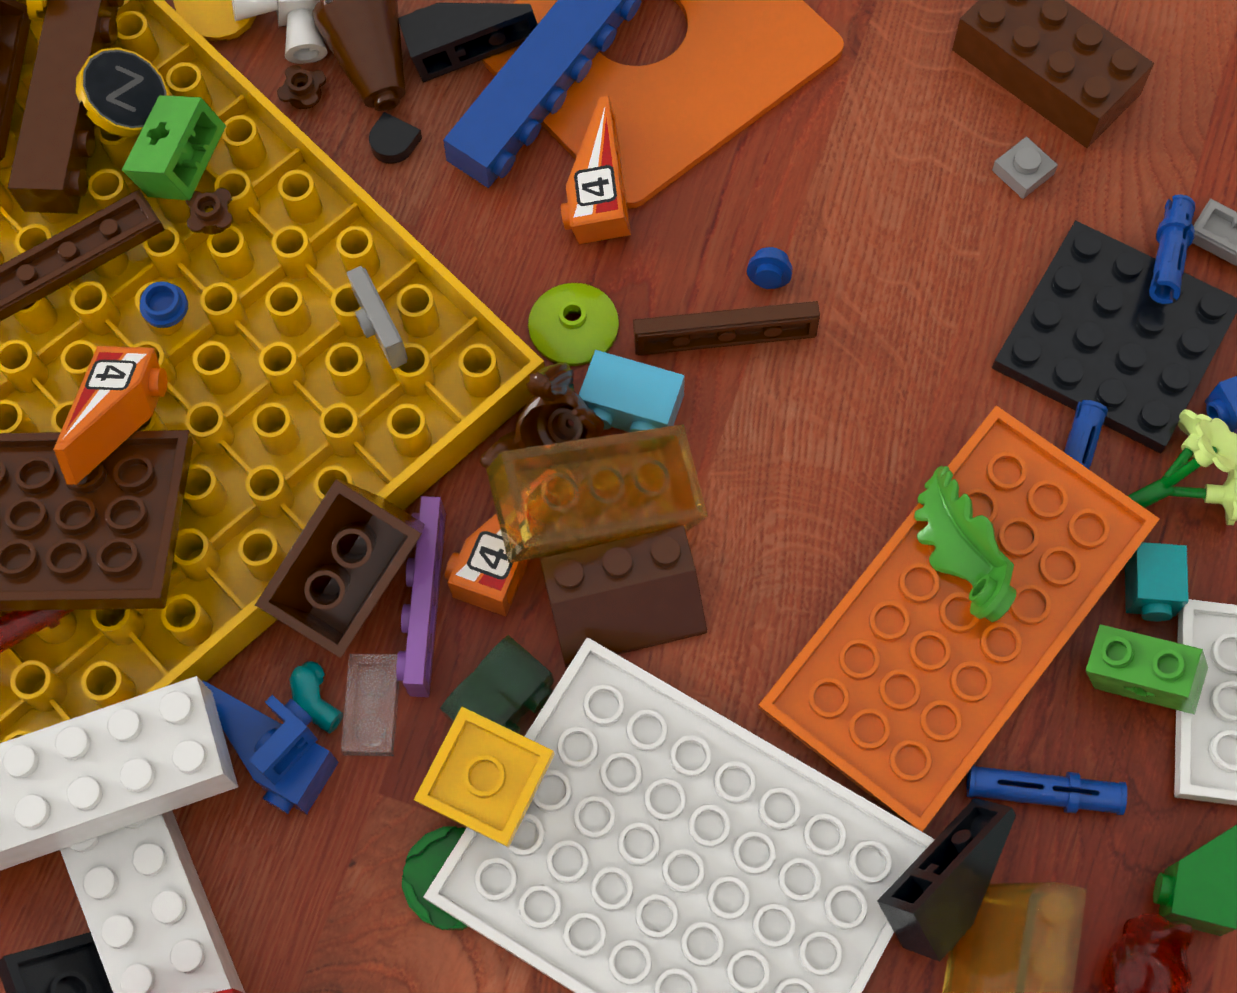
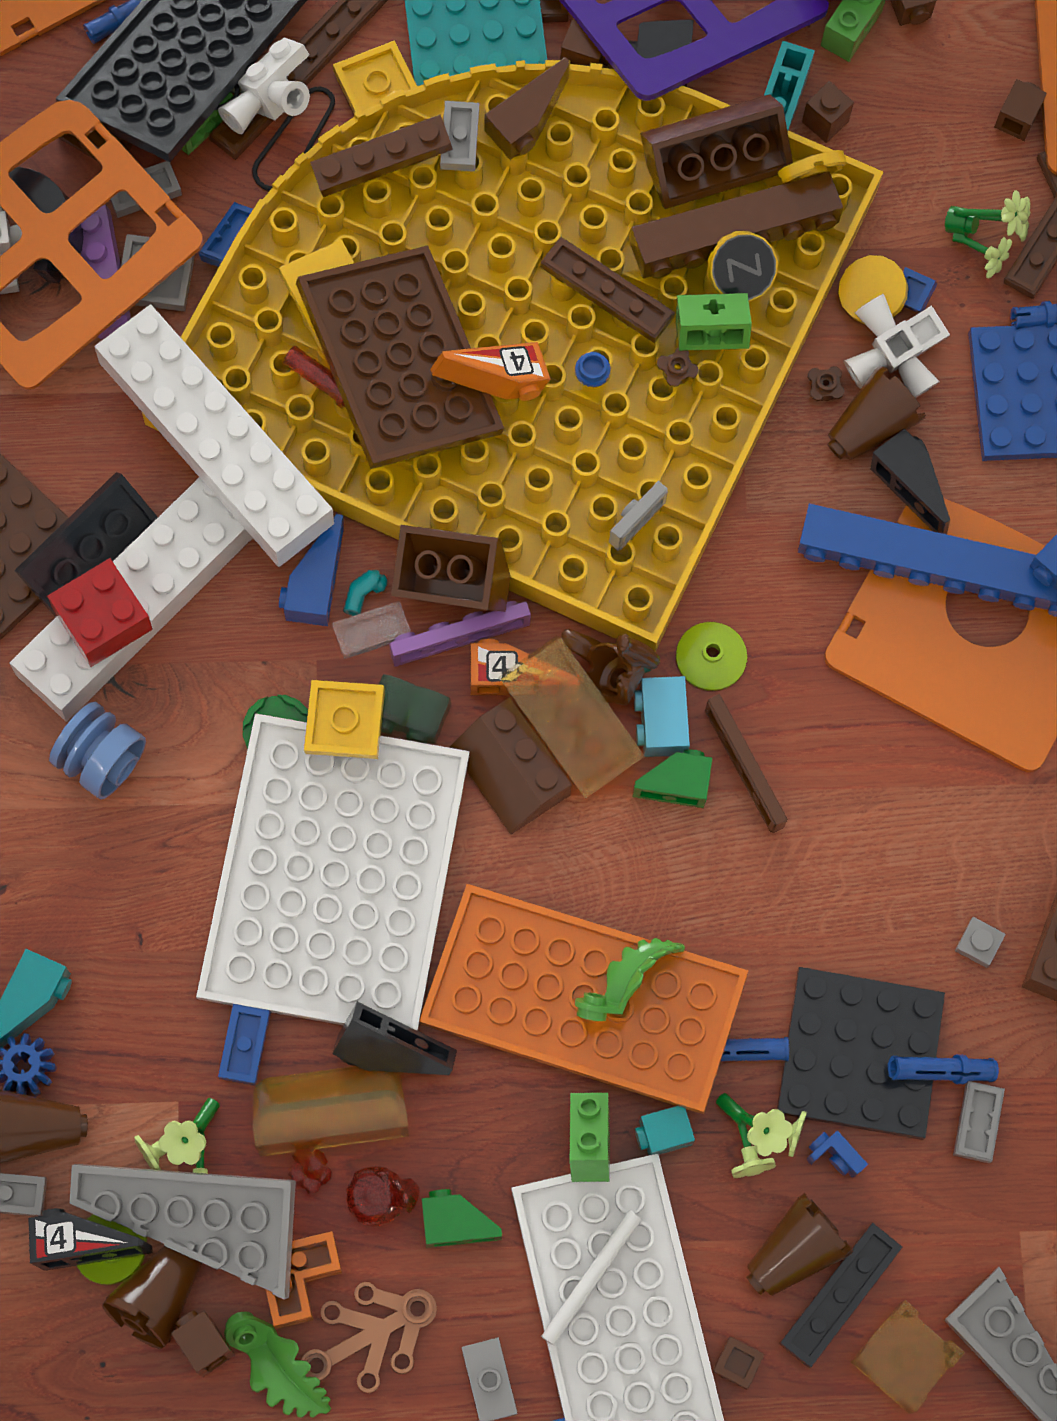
camera: 60 degrees right, 5 degrees up
(283, 746) = (314, 583): blue bracket -> none
(393, 139) = (809, 467): black tile -> none
(596, 182) = (828, 627): orange slope -> none
(717, 407) = (677, 780): none -> green slope
(770, 268) = (809, 778): blue plate -> none
(1102, 795) = (491, 1141): blue pin -> none

